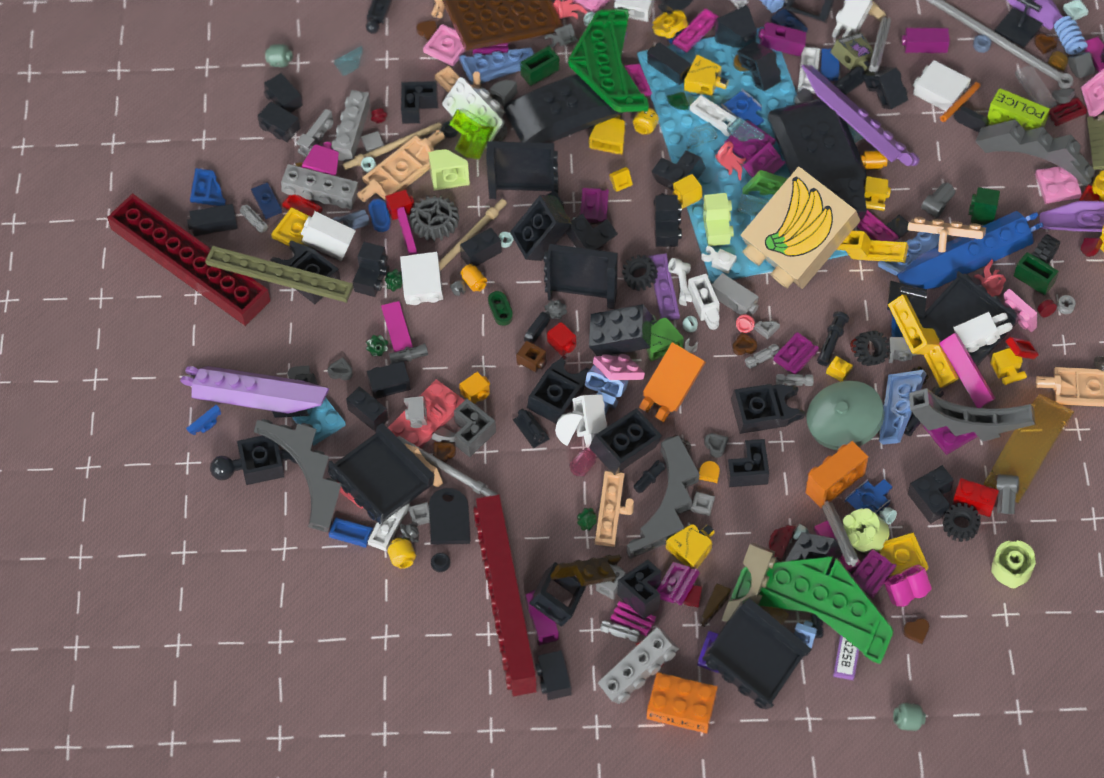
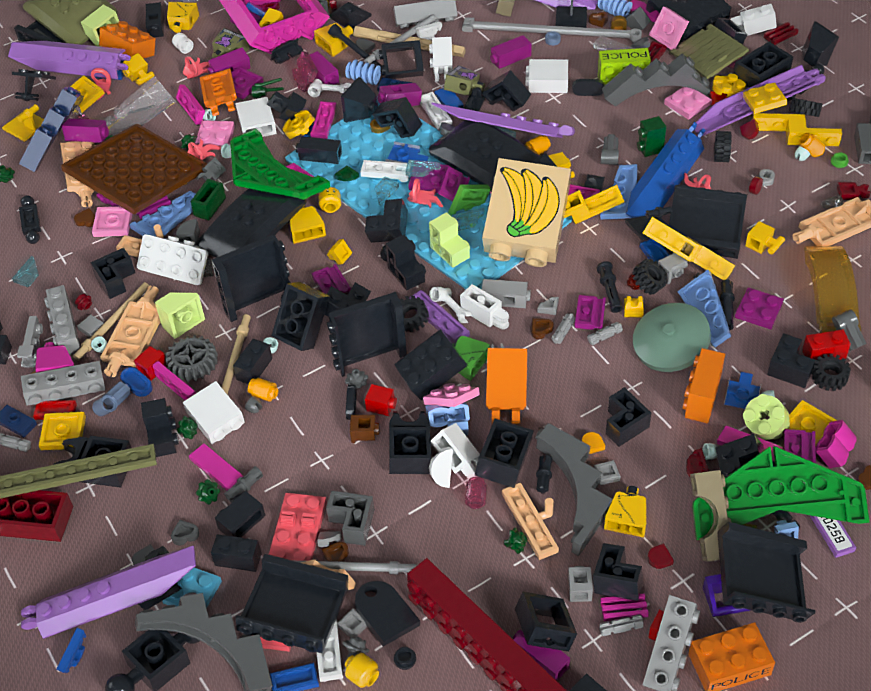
camera: 30 degrees left, 10 degrees down
(327, 235) = (99, 417): white brick -> none
(416, 411) = (289, 527): light grey brick -> none
(448, 131) = (159, 282): black plate -> none
(474, 133) = (186, 272): clear neon green brick -> none
(475, 388) = (329, 479): light orange brick -> none
(500, 310) = (306, 403): dark green plate -> none
(530, 428) = (405, 490): black hinge -> none
(588, 571) = (562, 580): dark brown bracket -> none
(677, 583) = (642, 550): magenta plate -> none
(687, 325) = (482, 333): light aqua hinge -> none
(688, 190) = (409, 226): yellow brick -> none
(704, 77) = (357, 147): yellow torso -> none
(716, 444) = (579, 417): dark grey tile -> none
(717, 599) = (686, 547): dark brown slope -> none
(722, 260) = (472, 271): white plate -> none
(745, 323) = (530, 309): coral plate -> none
(764, 407) = (599, 366): black brick -> none
(840, 533) = (749, 428): light grey axle -> none
(880, 44) = (480, 67): light grey axle -> none
(939, 227) = (641, 162): light nougat plate -> none
(946, 115) = (571, 79): orange piece -> none
(967, 370) = (739, 255): dark pink tile -> none
(982, 330) = (726, 221): white hinge -> none
(986, 423) = (786, 285): dark grey arch -> none
(1022, 348) = (765, 219): red tile -> none
(1026, 315) = (744, 187): bright pink plate -> none
(1036, 273) = (728, 164): dark green brick -> none

